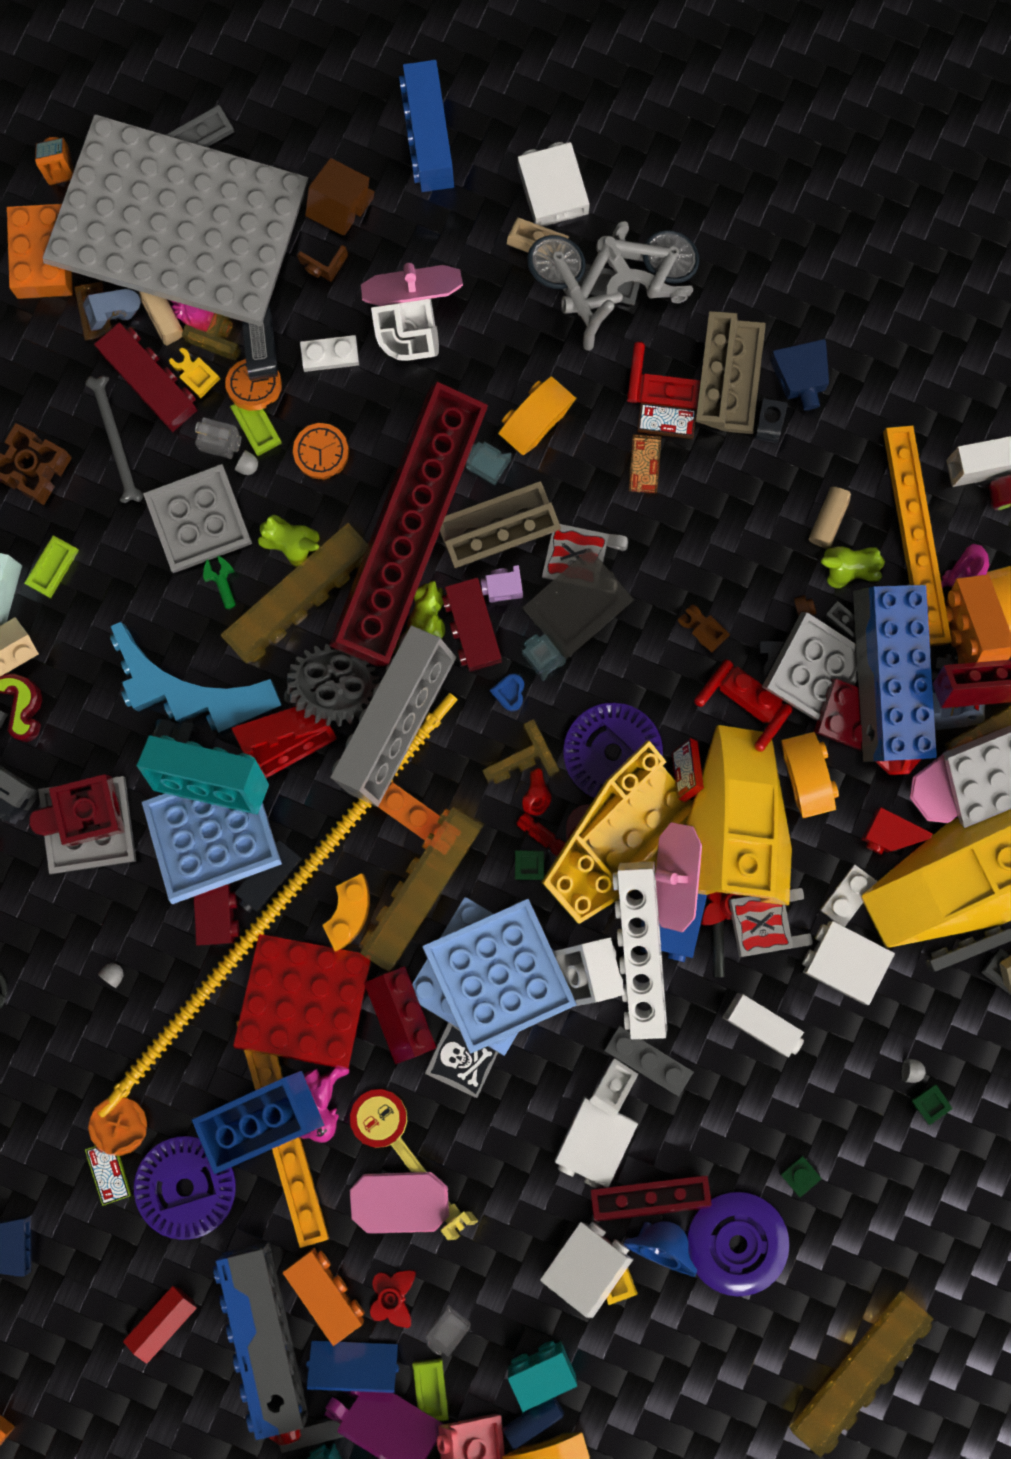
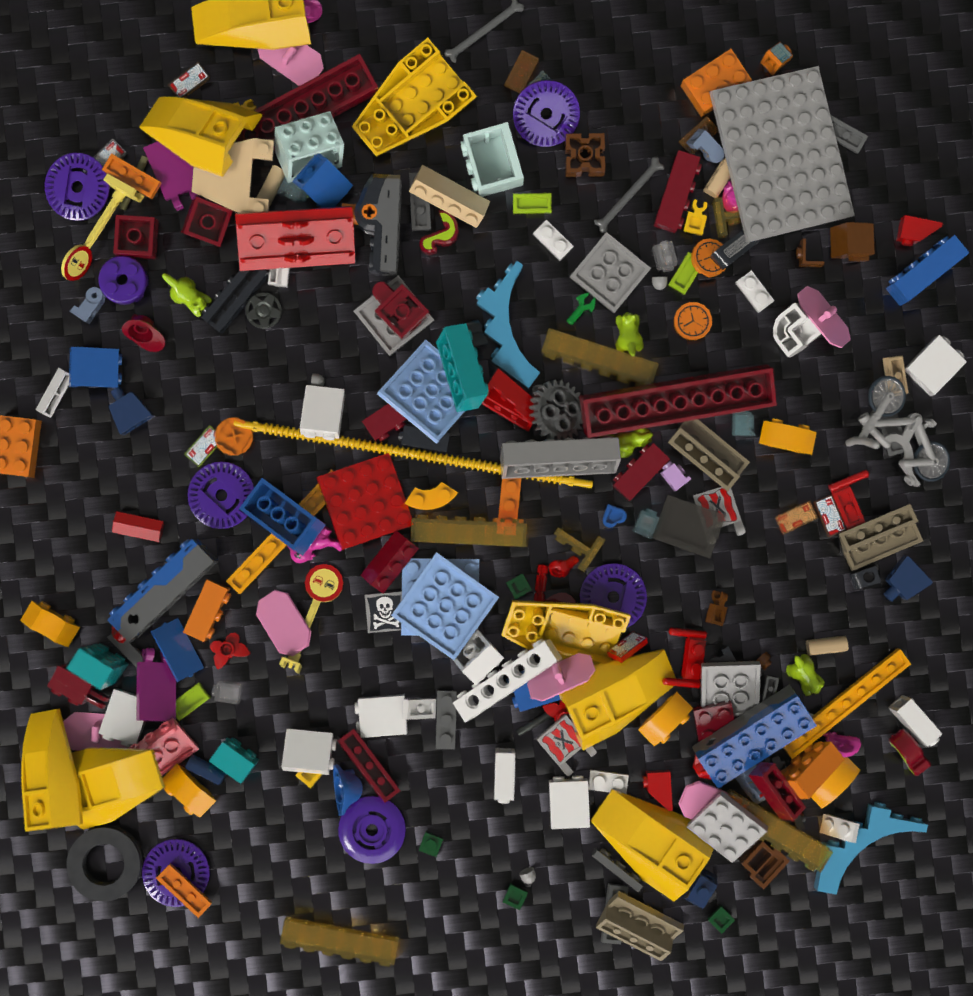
camera: 55 degrees right, 5 degrees up
(114, 567) = (553, 240): none -> white plate
(154, 990) = (322, 412): none -> white brick
(369, 113) = (915, 229): none -> red slope

